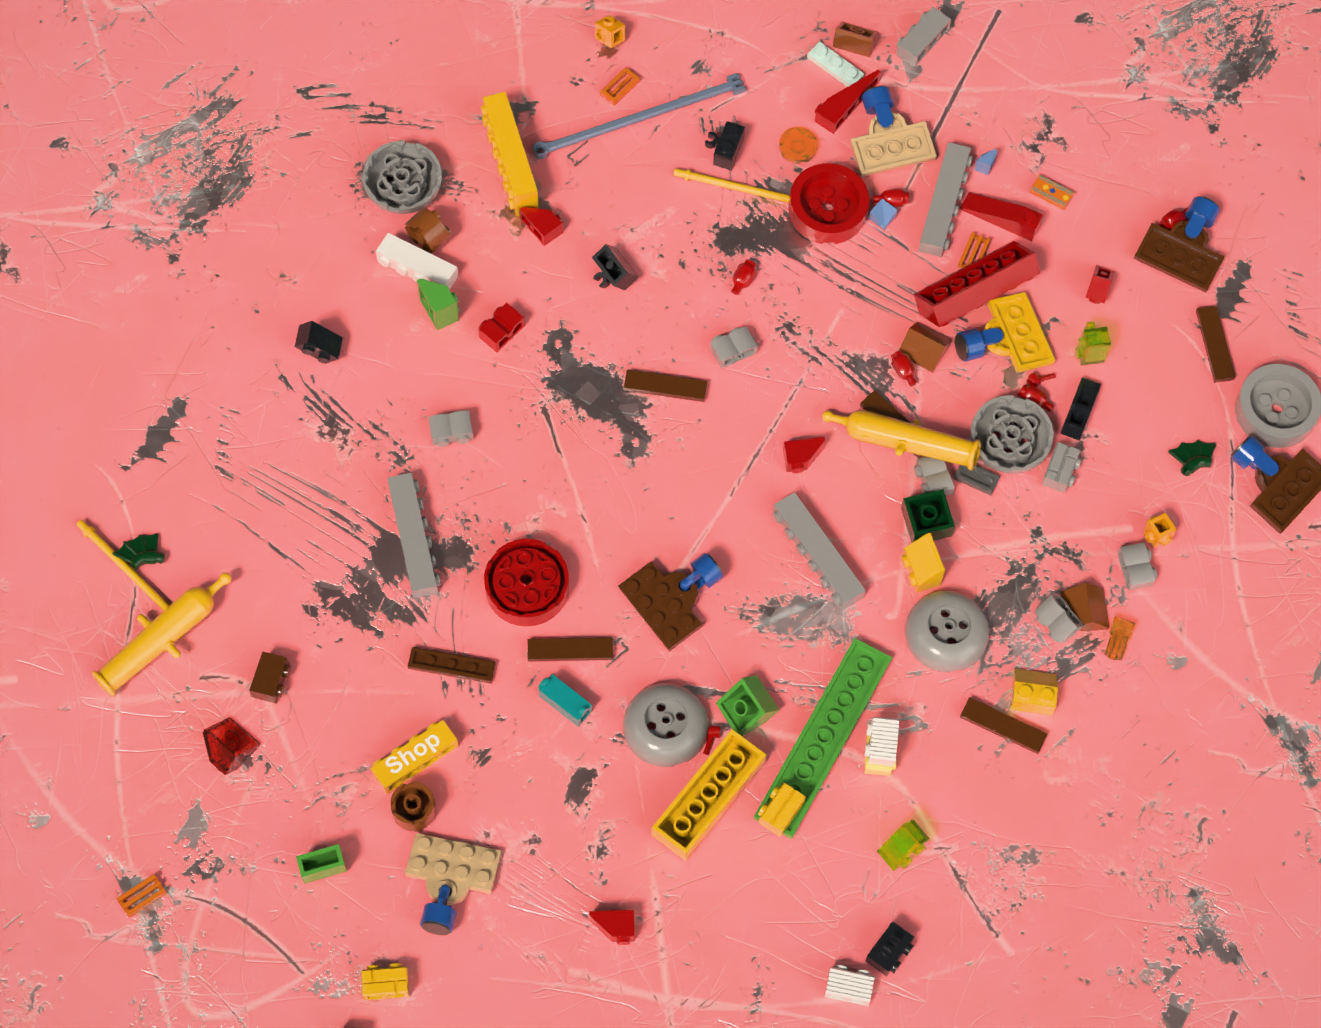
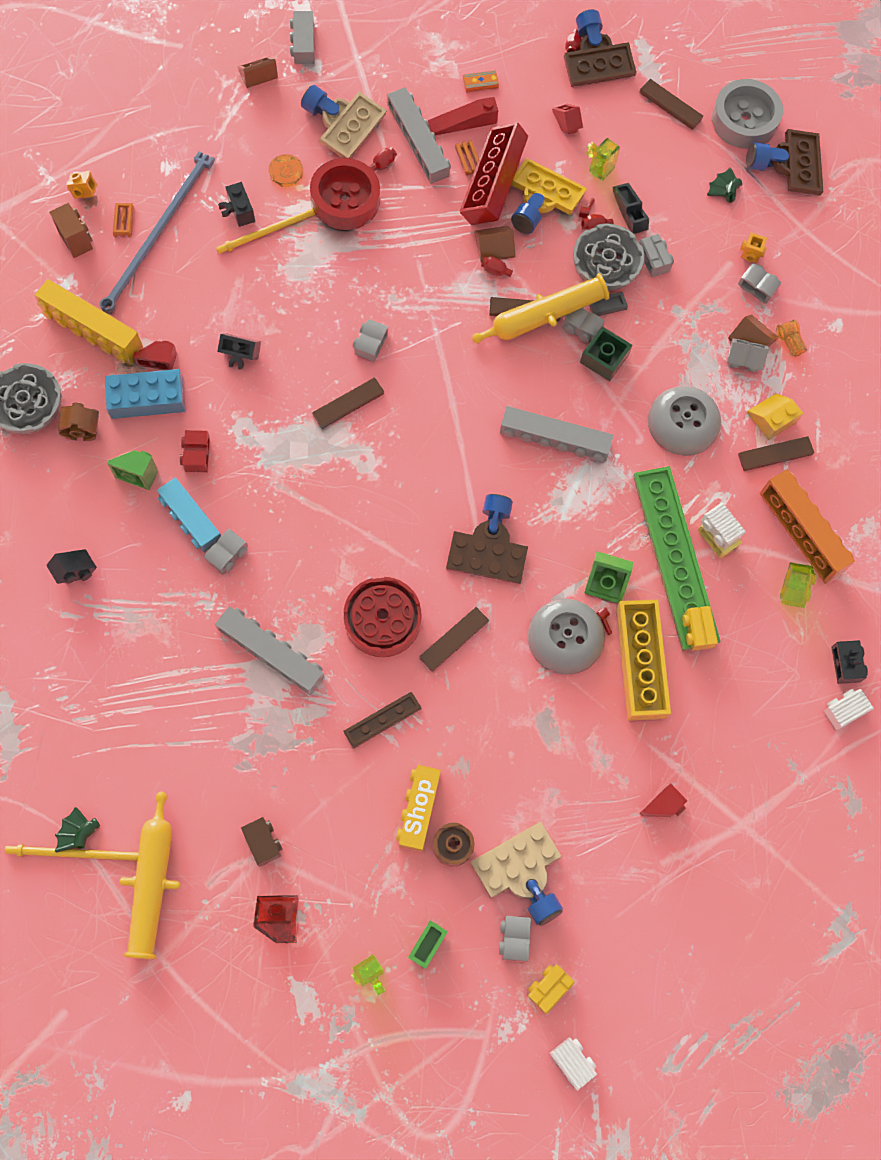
camera: 45 degrees left, 5 degrees up
(138, 888) = (319, 1069): orange tile -> none
(257, 844) = (368, 972): none -> clear neon green brick
(394, 922) = (516, 938): none -> light grey brick
(415, 262) = (88, 453): white brick -> none
(448, 373) = (189, 514): none -> medium azure brick
(503, 247) = (144, 394): none -> dark azure brick
(564, 700) = (484, 677): teal brick -> none
(566, 64) = (72, 229): none -> dark orange brick
(743, 276) = (332, 286): red plant -> none
(802, 453) = (483, 378): red slope -> none
(834, 64) = (261, 99): light aqua plate -> none
(842, 104) = (290, 122): red slope -> none
(883, 214) = (387, 174): medium blue slope -> none
(923, 564) = (633, 386): yellow slope -> none
(962, 805) = (806, 526): none -> orange brick
(985, 162) = (421, 90): medium blue slope -> none

